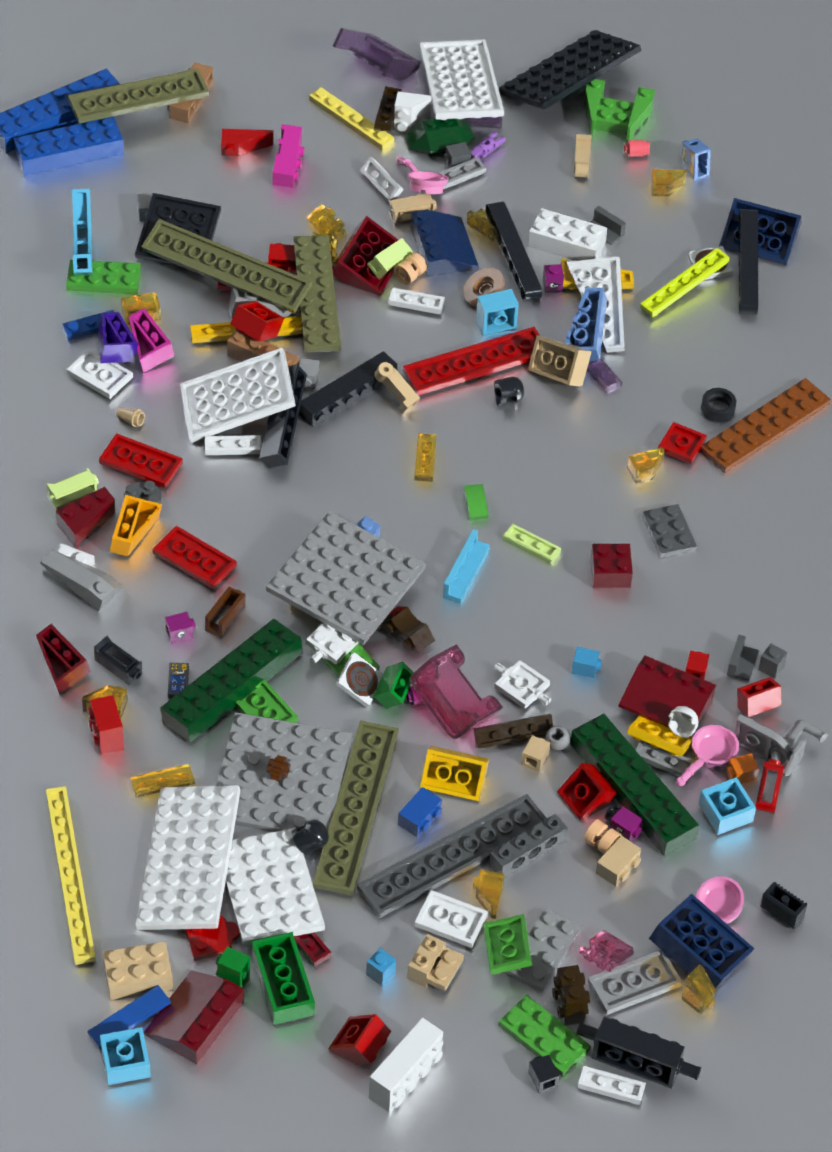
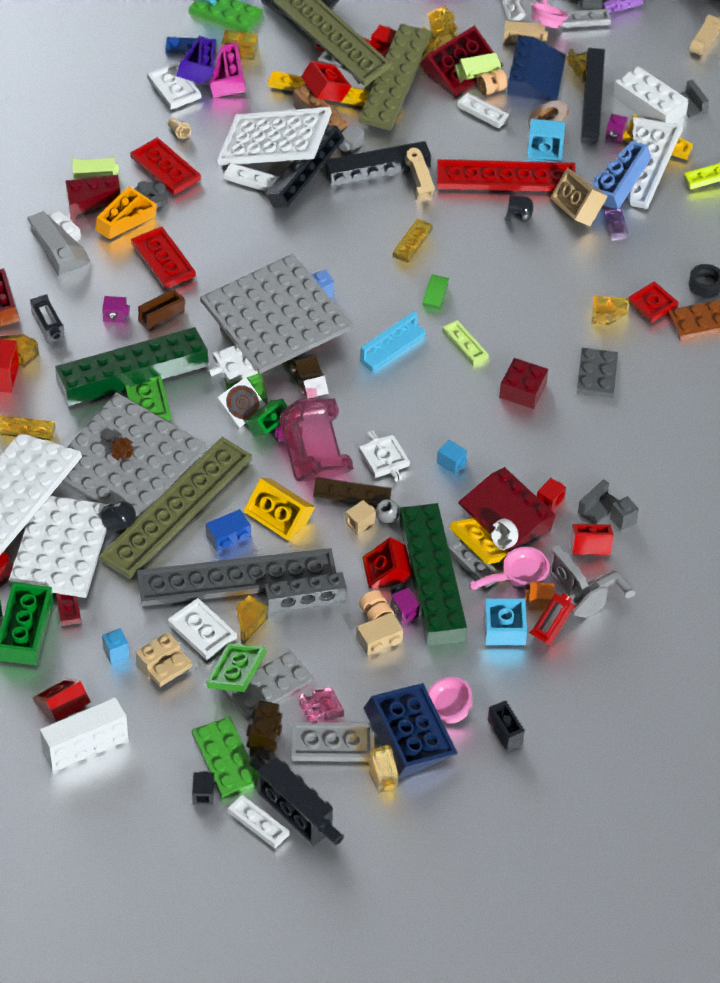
camera: 25 degrees right, 0 degrees up
(177, 678) = (91, 347): tile -> none

